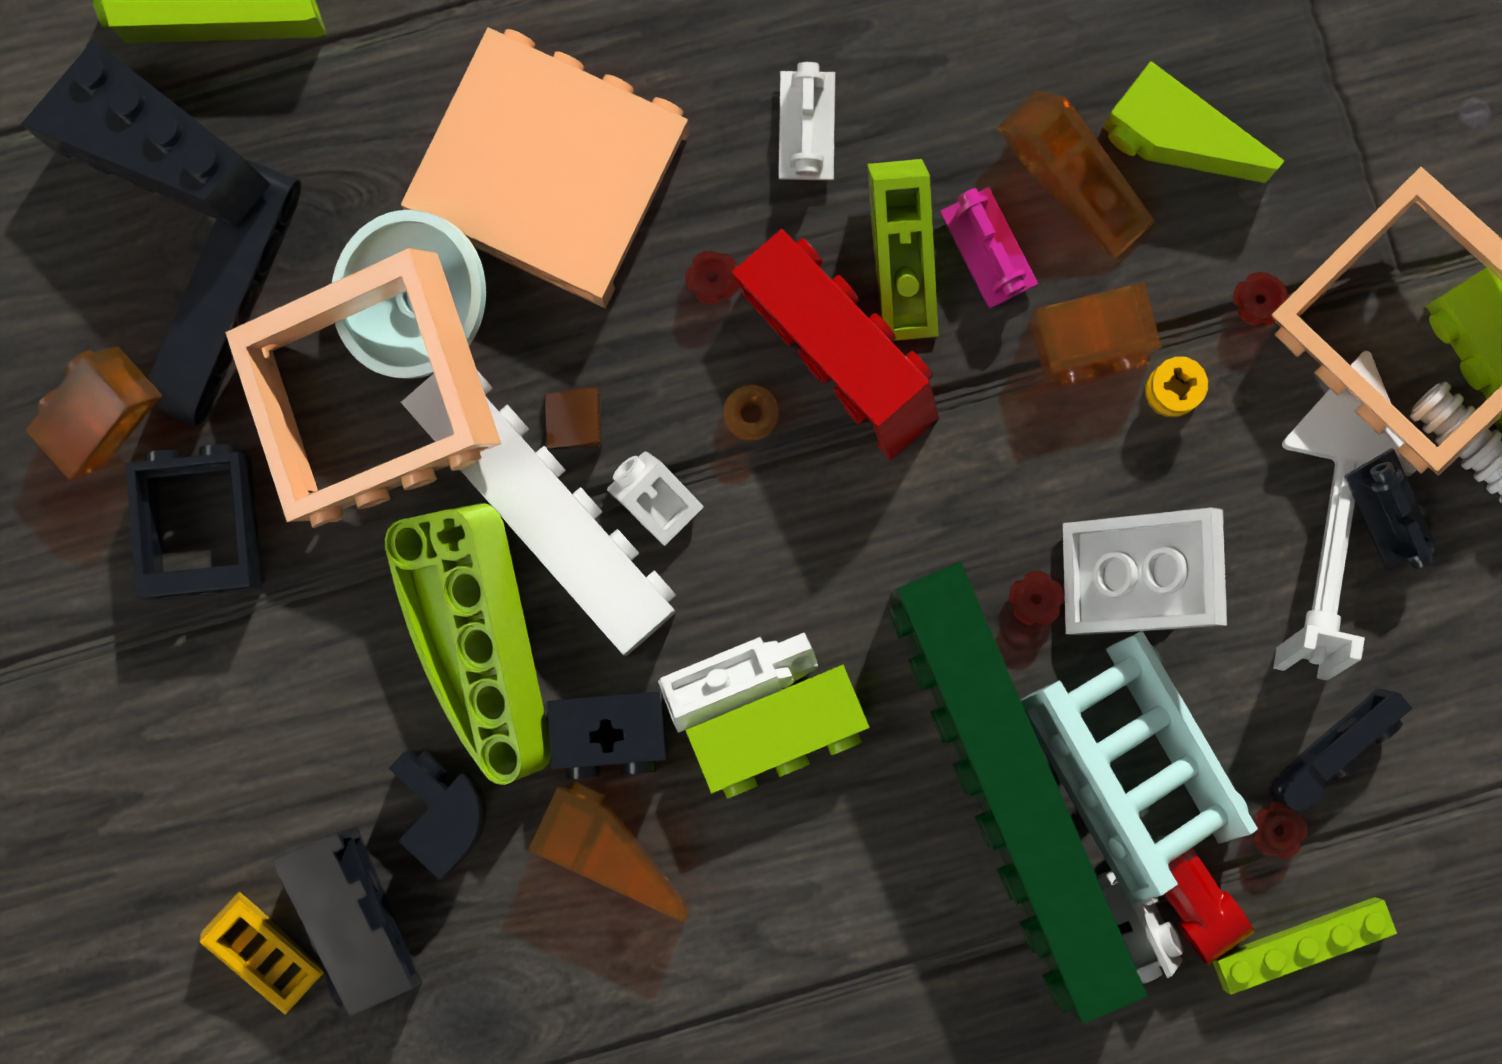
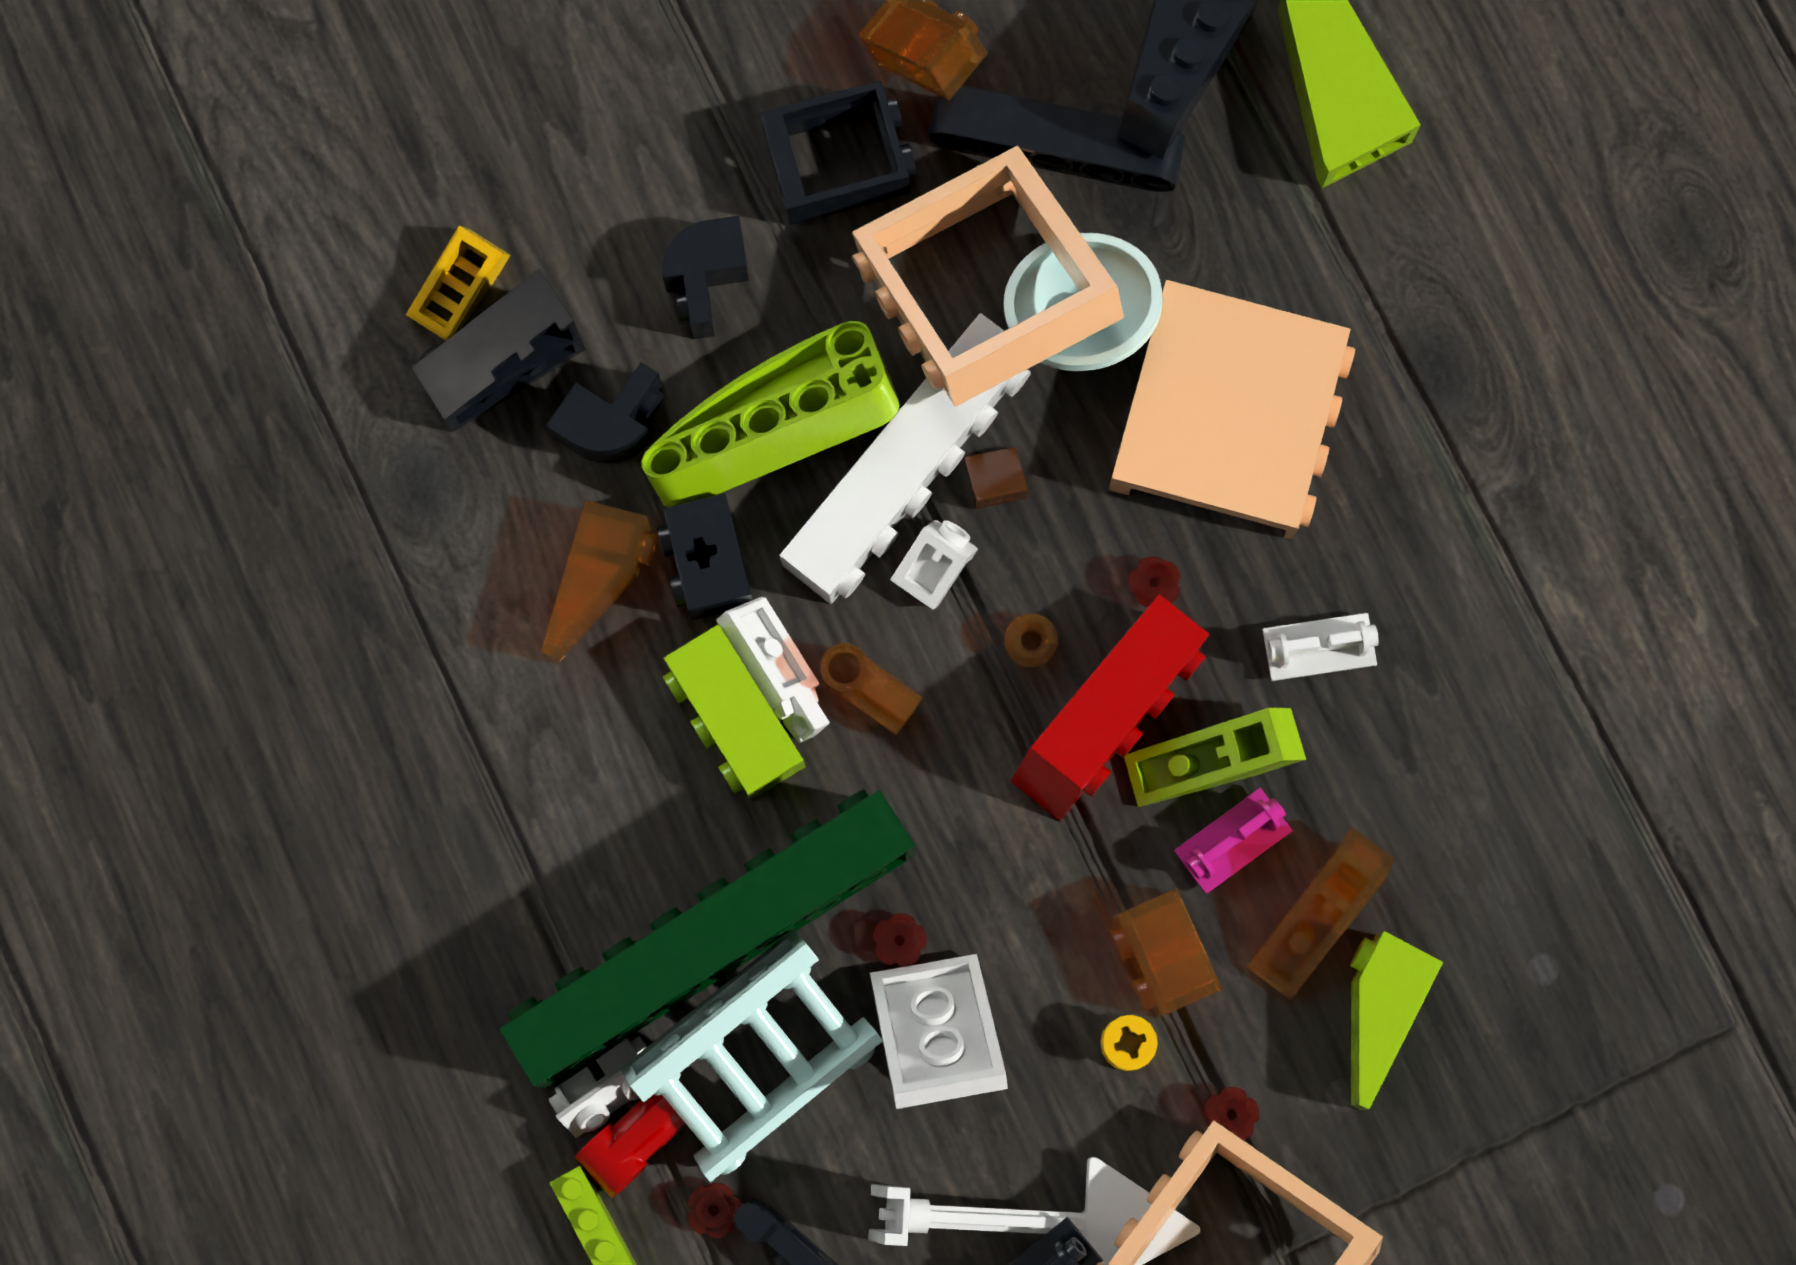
camera: 80 degrees right, 5 degrees down
(282, 687) = (701, 258): none -> black brick
(778, 582) = (873, 691): none -> clear orange piece

